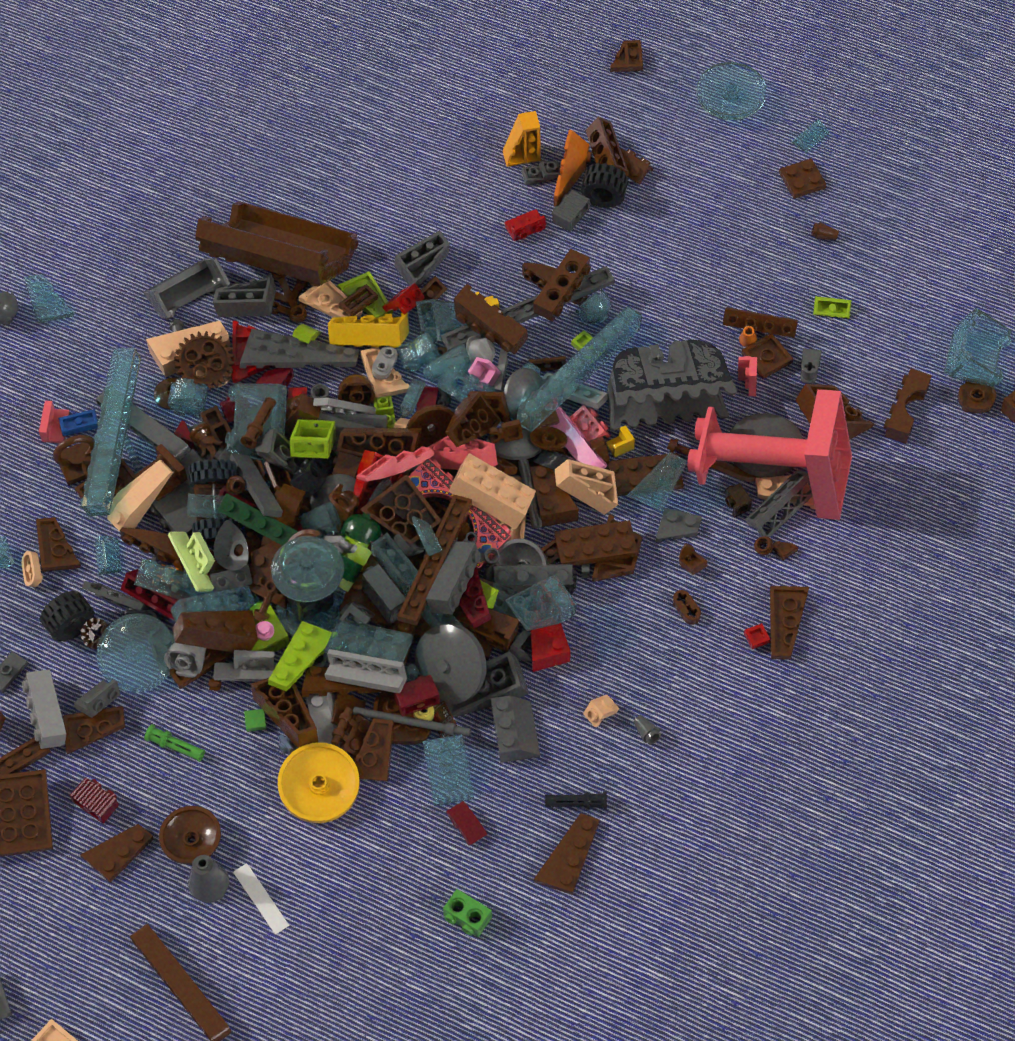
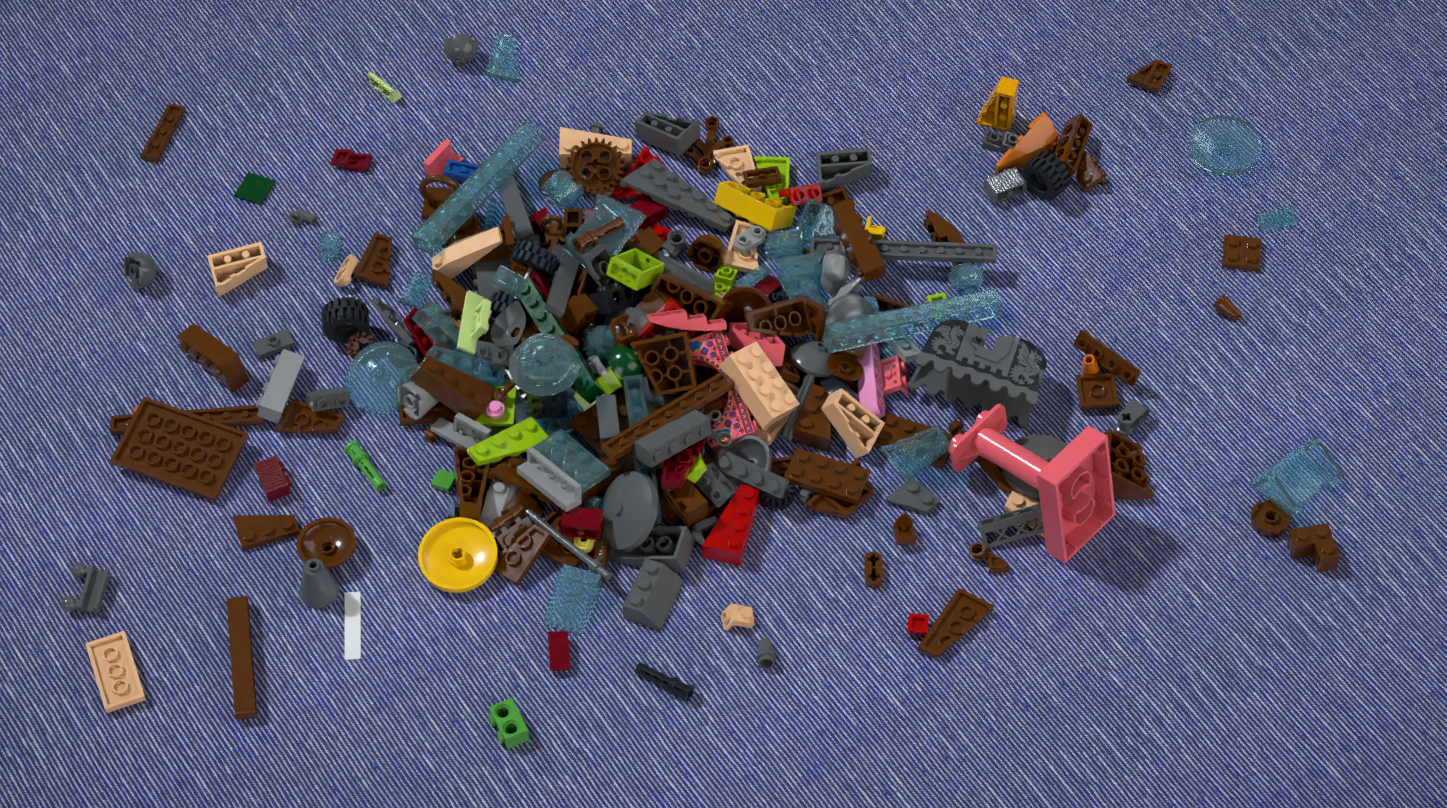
camera: 30 degrees right, 5 degrees down
(186, 286) = (622, 100): dark grey windscreen -> none
(239, 487) = (544, 282): reddish brown plate -> none
(278, 243) = (722, 97): reddish brown panel -> none
(306, 333) = (698, 182): lime slope -> none
(340, 406) = (678, 254): light grey plate -> none
(359, 612) = (576, 429): dark grey bracket -> none
(426, 536) = (671, 391): clear light blue slope -> none
(485, 371) = (827, 285): bright pink panel -> none
(508, 432) = (810, 342): reddish brown plate -> none
(525, 225) = (956, 180): red bracket -> none
(543, 604) = (736, 499): clear light blue slope -> none
(550, 308) = (933, 241): reddish brown brick -> none
(567, 860) = (625, 725): reddish brown wing -> none
(599, 446) = (888, 399): reddish brown slope -> none
(623, 443) = (912, 405): yellow panel -> none
(737, 499) = (981, 501): dark brown brick -> none
(748, 372) = (1066, 398): coral bracket -> none
(832, 307) = (1189, 377): lime slope -> none
(914, 388) = (1215, 482): reddish brown arch -> none

